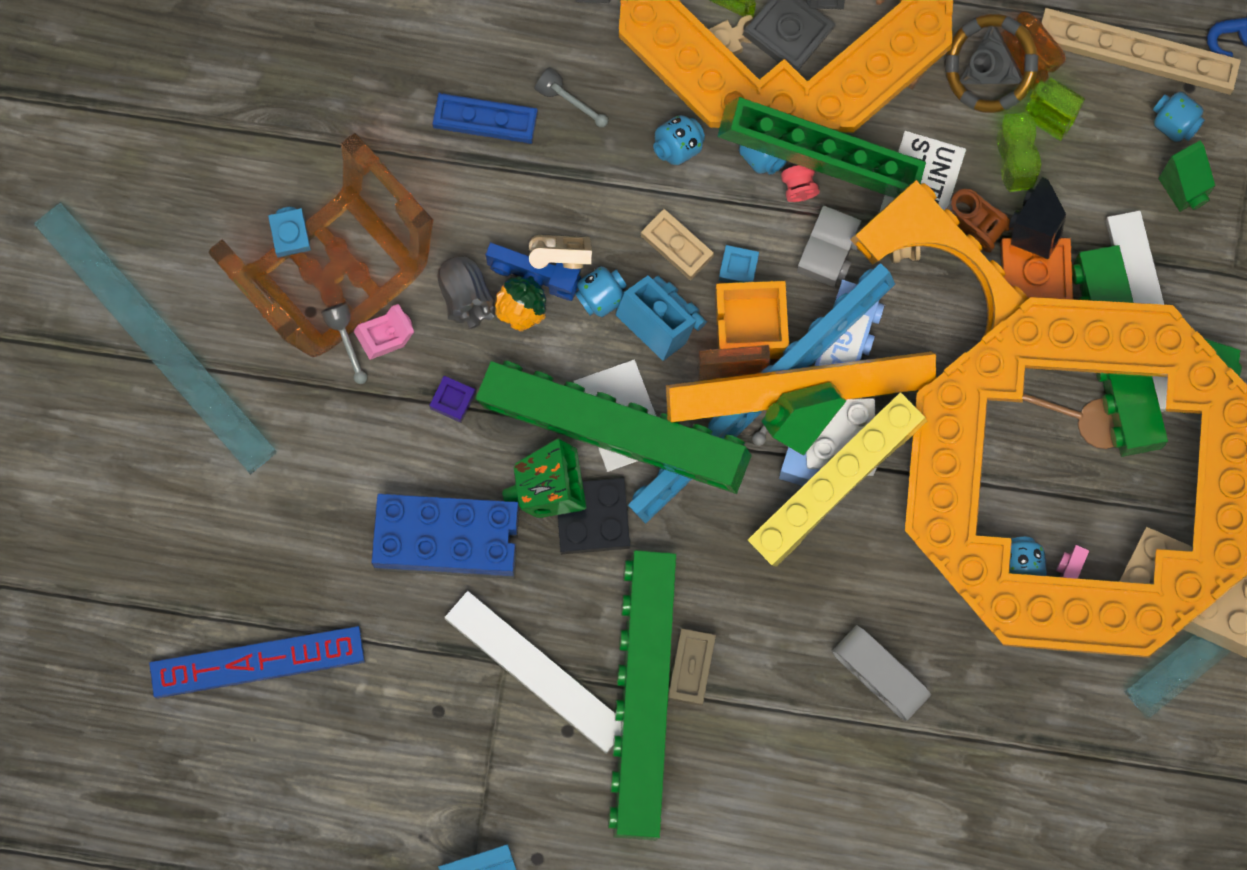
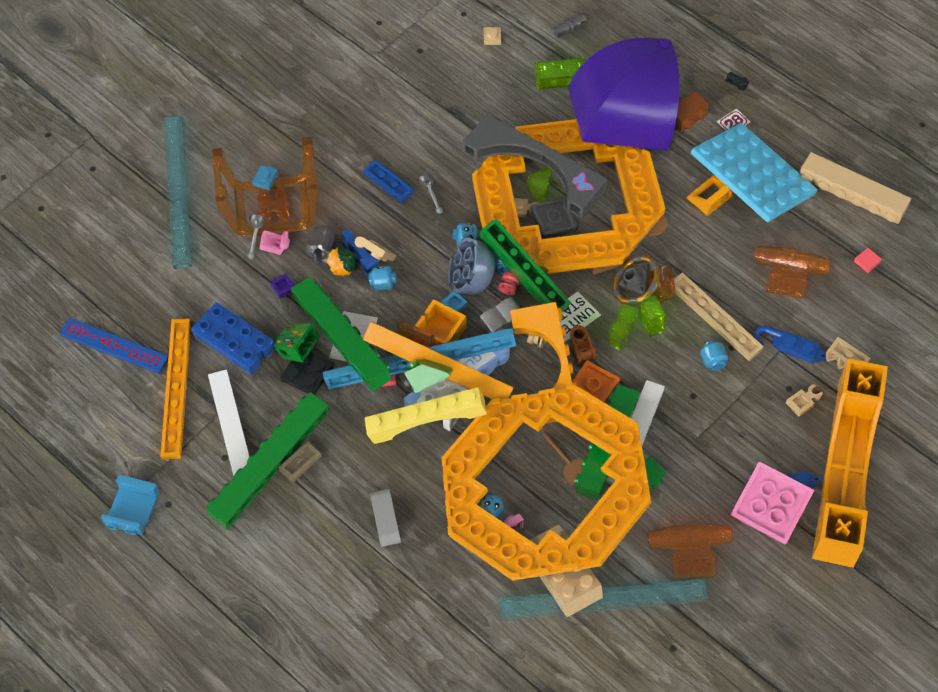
camera: 35 degrees right, 15 degrees down
(409, 669) = (176, 389): none -> light orange tile
(659, 315) = (401, 301): dark azure brick -> none
(677, 244) = (433, 278): tan plate -> none
(742, 184) = (478, 267): none -> sand blue cylinder
(1040, 221) = (607, 360): black slope -> none
(1188, 177) = (697, 381): green slope -> none

